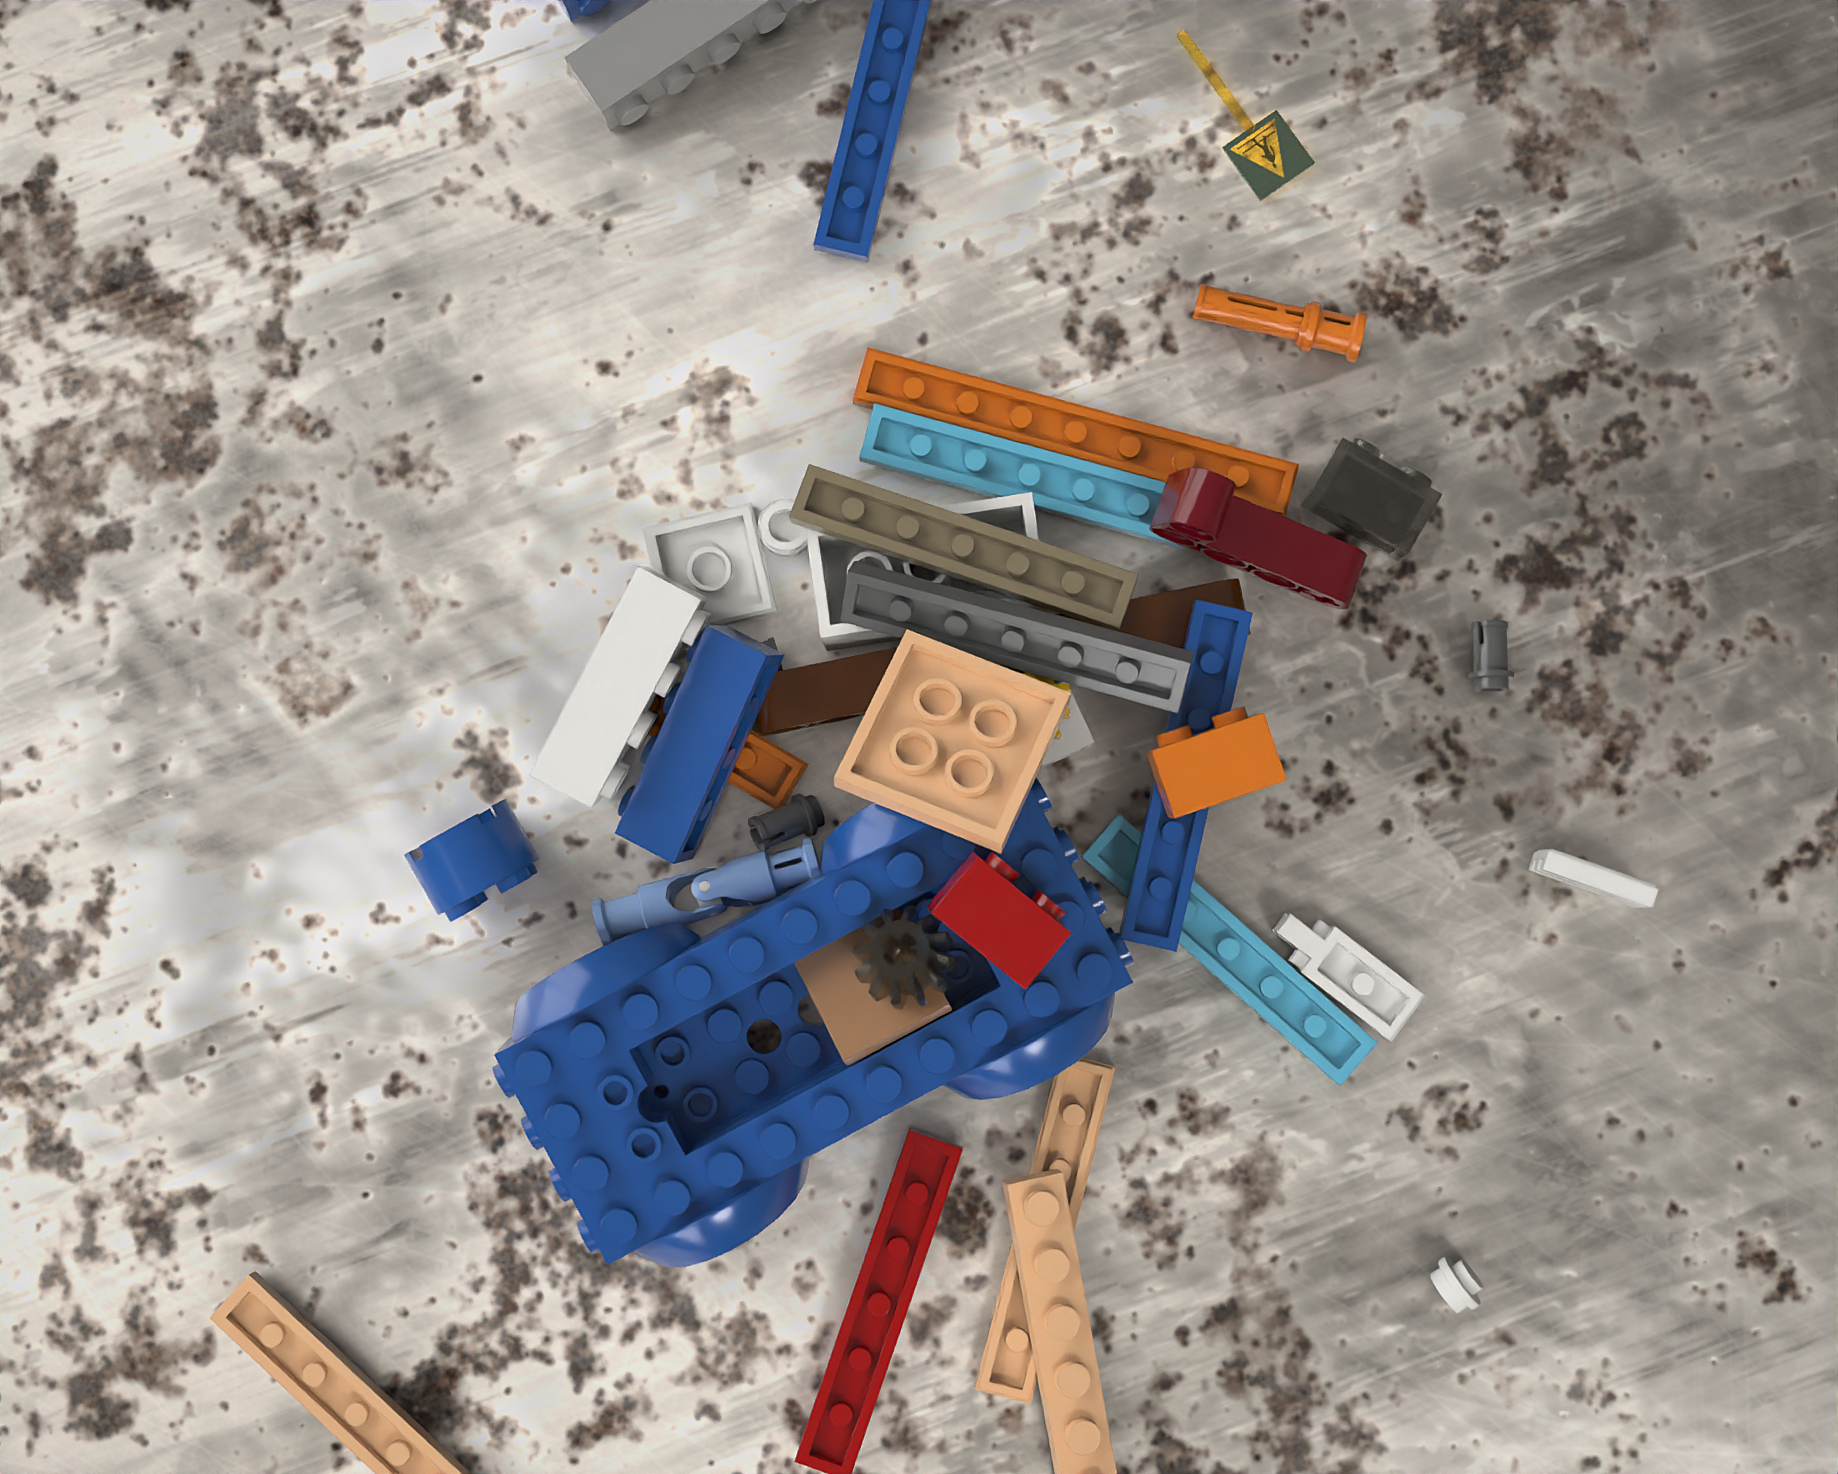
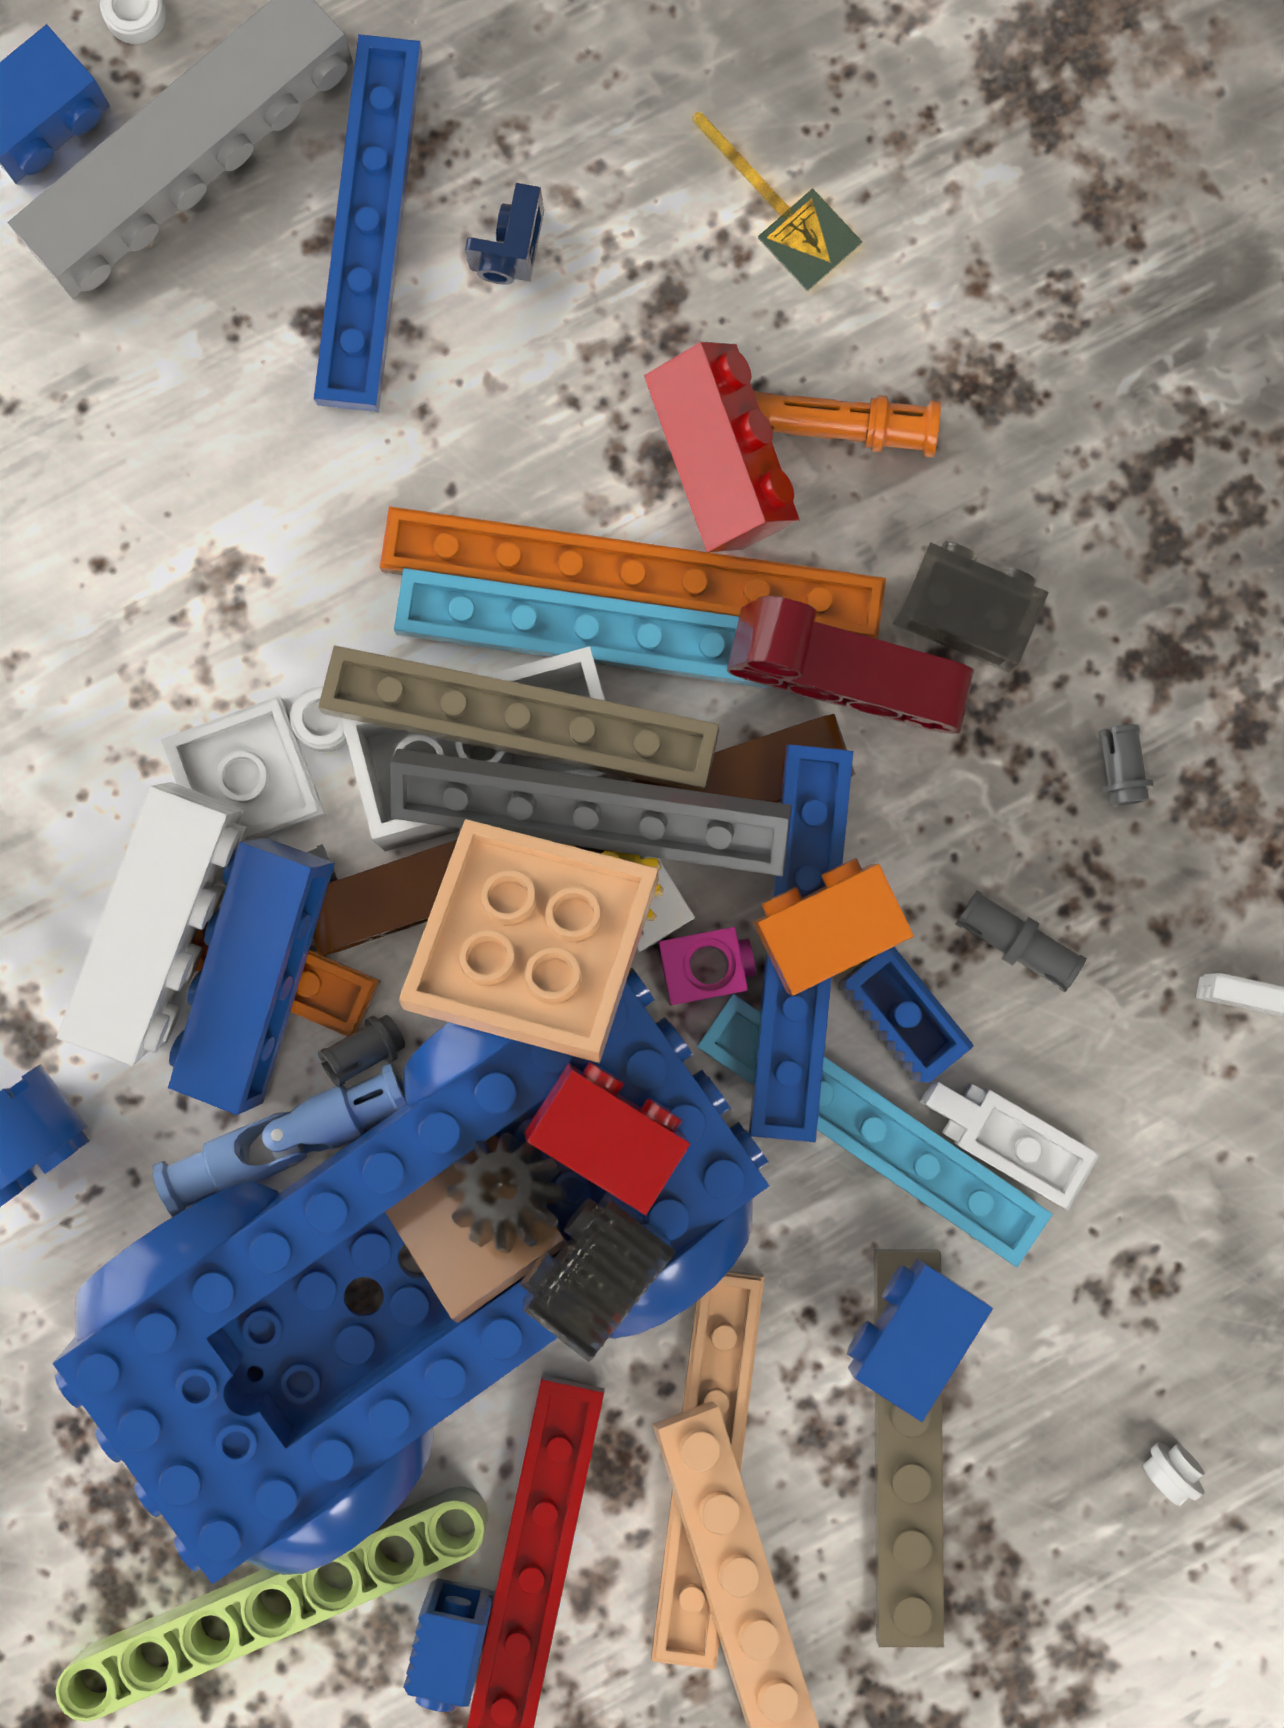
camera: 15 degrees left, 0 degrees up
(631, 1313) = (251, 1624): none -> yellowish green beam
(802, 1349) = (448, 1645): none -> blue brick
(974, 1037) = (596, 1274): none -> clear smoke brick
(1012, 118) = (518, 231): none -> dark blue bracket
(1072, 792) = (676, 958): none -> dark pink brick
(1168, 330) = (722, 446): none -> brick
(1224, 1233) = (907, 1501): none -> dark tan plate
(1245, 1133) = (916, 1338): none -> blue brick
(1269, 850) = (905, 1015): none -> blue brick
(1379, 800) = (1021, 941): none -> dark grey pin

